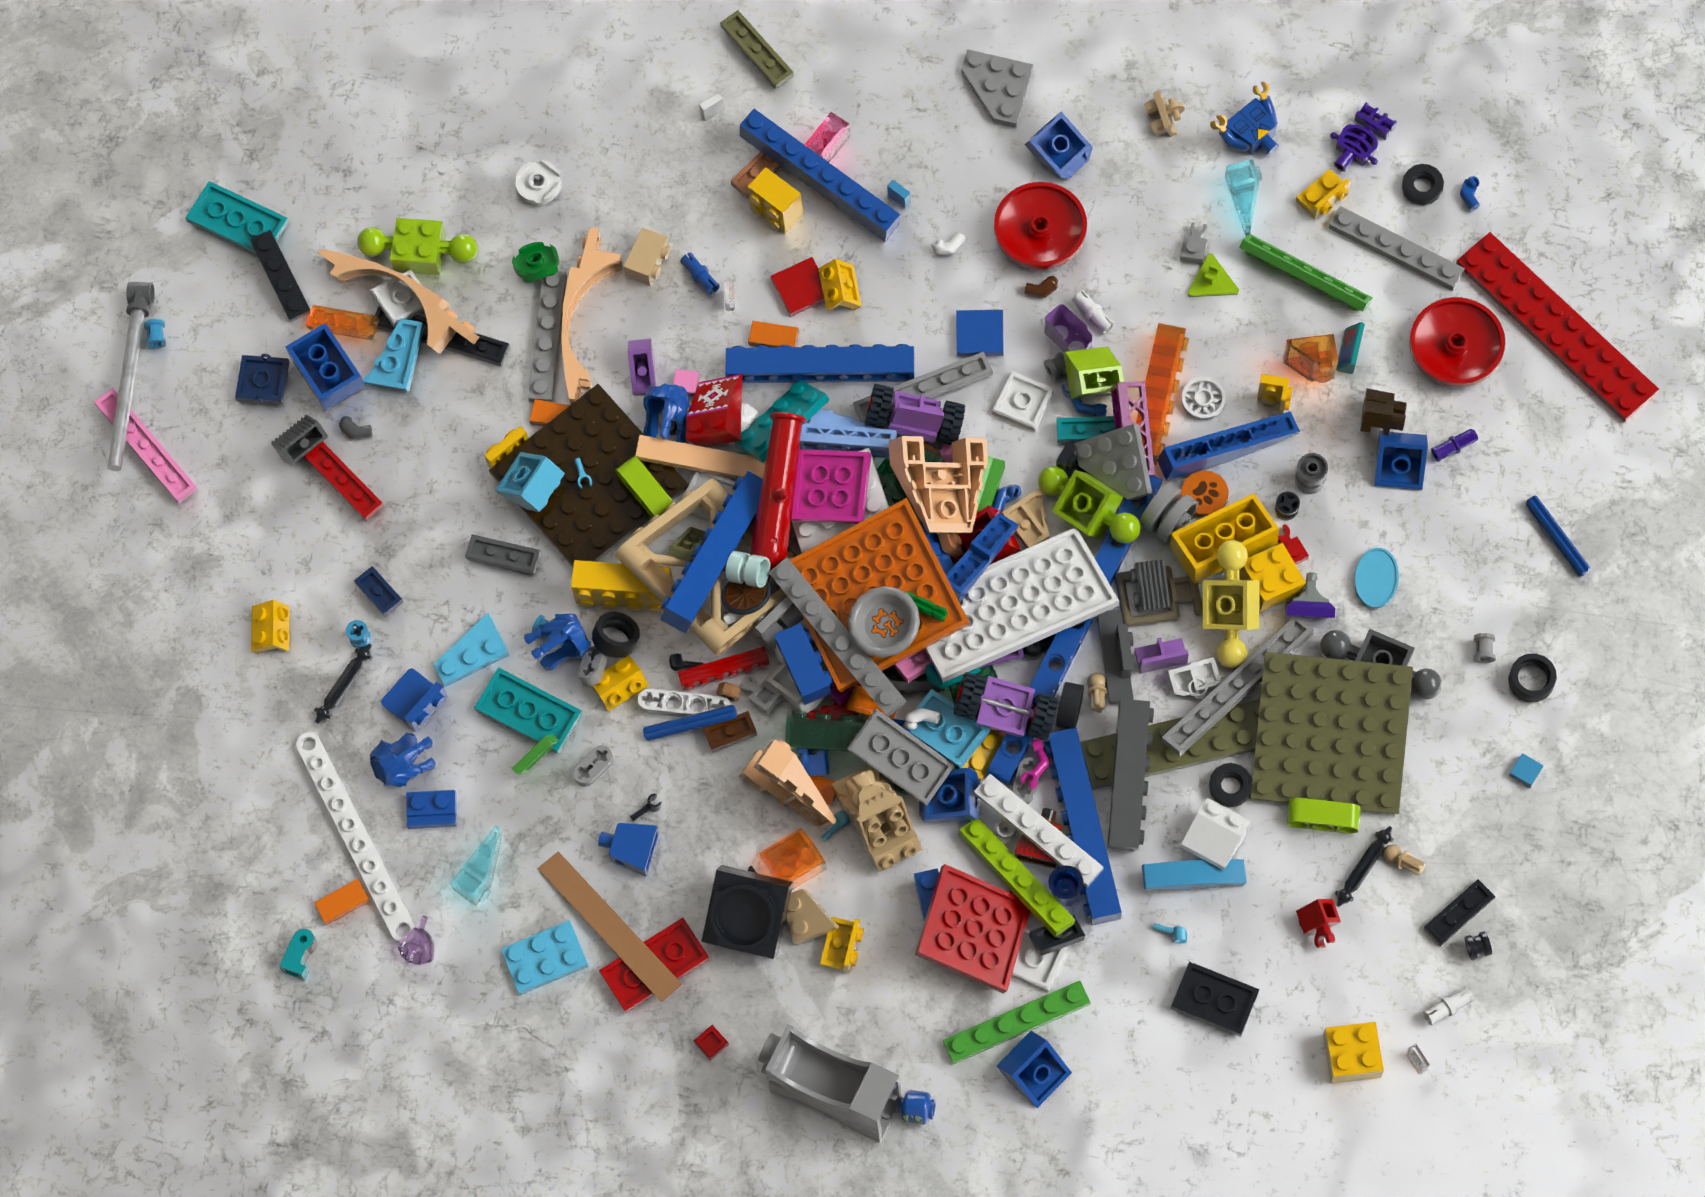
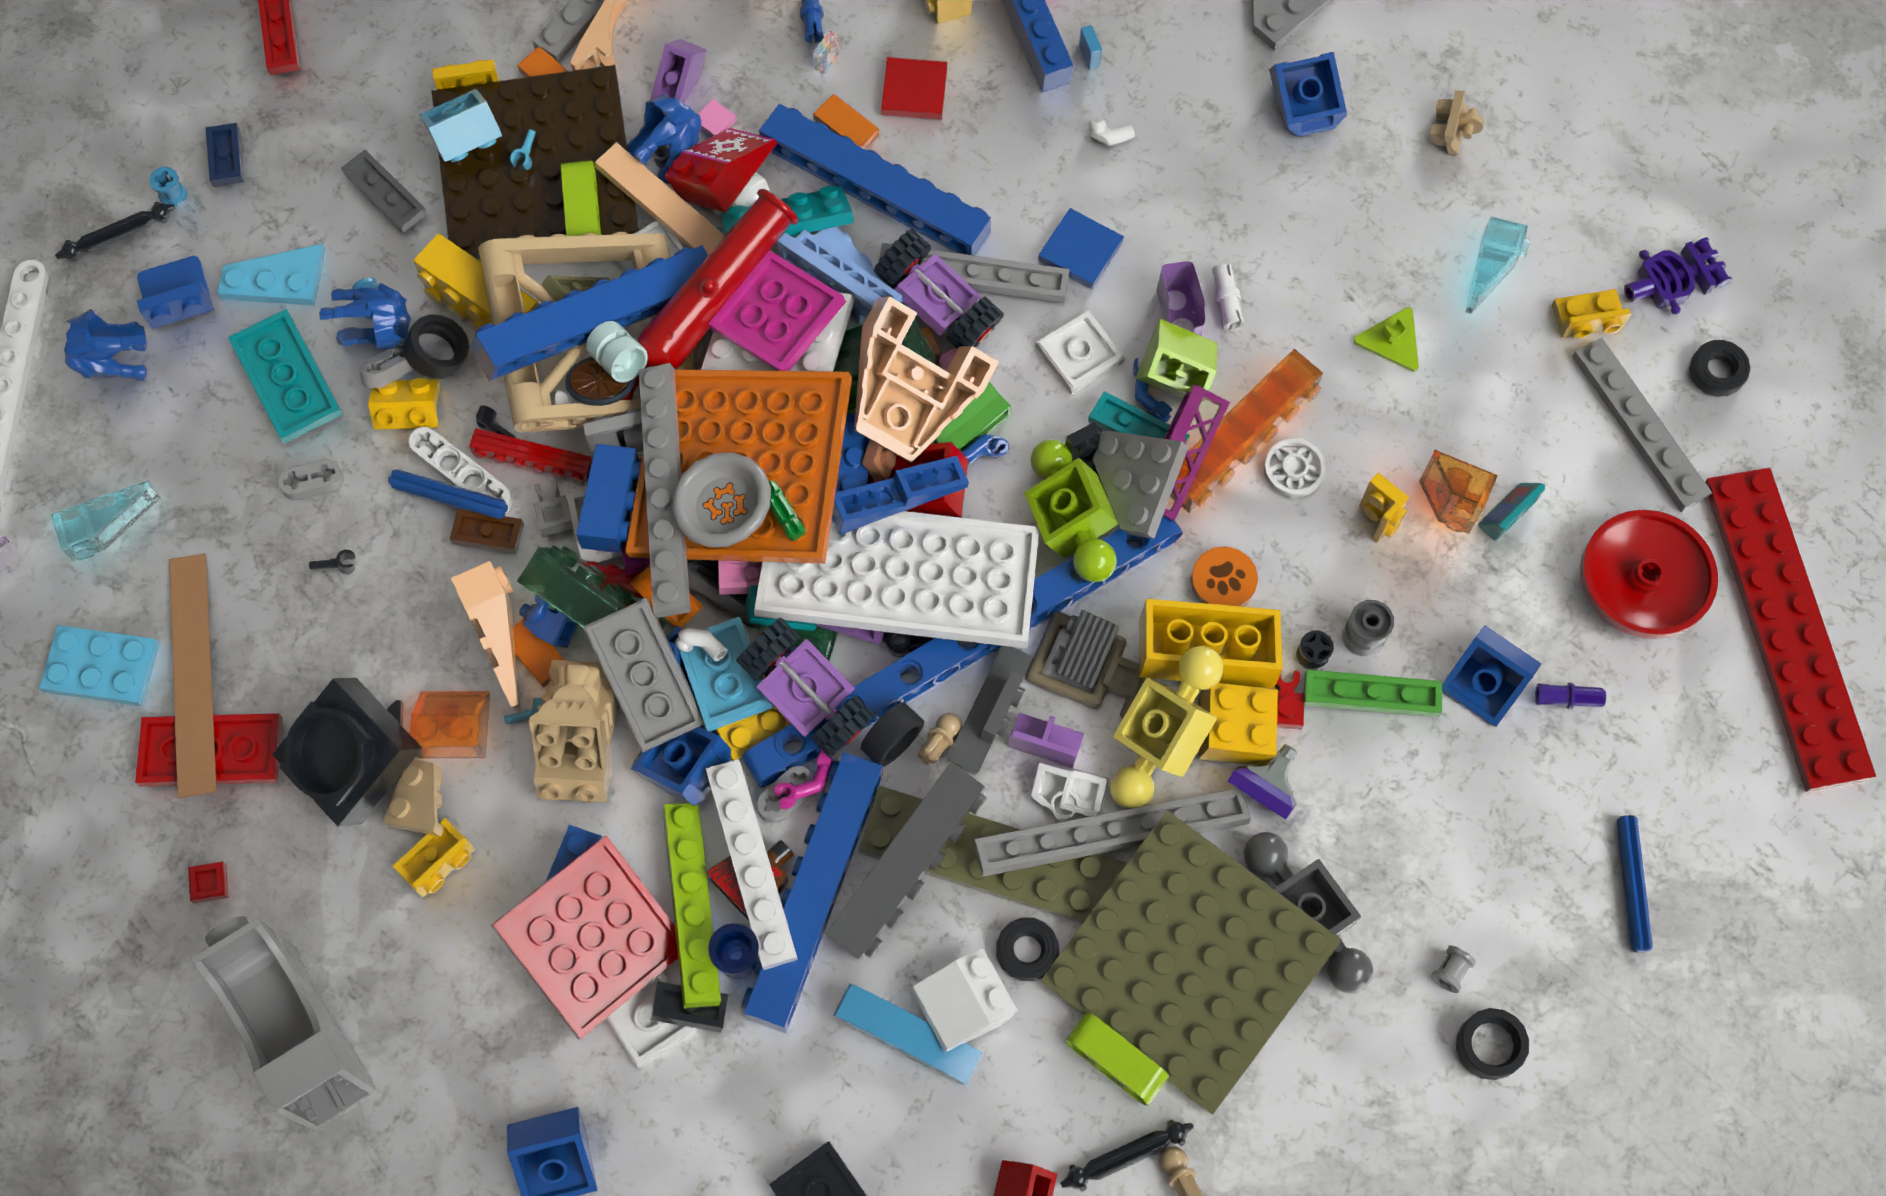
camera: 25 degrees right, 0 degrees up
(270, 626) = (87, 127): yellow bracket -> none
(431, 809) = (104, 423): blue plate -> none
(535, 754) = (251, 427): bright green tile -> none
(631, 846) = (283, 596): blue torso -> none
(729, 691) = (517, 484): medium nougat tile -> none
(839, 285) = (957, 108): yellow bracket -> none
(917, 415) = (937, 291): medium lavender panel -> none
(917, 1107) = (380, 1116): blue head -> none
(1004, 836) = (714, 846): white plate -> none
(1016, 1022) = (574, 1084): bright green plate -> none
(1031, 519) = (995, 487): tan wing -> none
(1040, 225) = (1228, 166): red dish -> none
(1044, 289) = (1186, 240): reddish brown arm -> none
(1056, 366) = (1141, 332): dark grey wheel -> none
(1168, 512) = (1163, 572): light grey wheel -> none
(1179, 932) = (842, 1097): medium azure hand -> none
(1194, 247) = (1396, 289): light grey plate -> none
(1225, 445) = (1284, 535): blue slope -> none
(1251, 126) = (1550, 190): blue torso -> none
(1312, 276) = (1517, 400): bright green plate -> none
(1337, 511) = (1373, 693): none -> bright green plate
(1376, 578) = (1370, 801): medium azure piece -> none
(1382, 411) = (1502, 604): dark brown hips -> none
(1468, 191) = (1772, 406): blue arm -> none
(1526, 770) = (1412, 1158): dark azure tile -> none

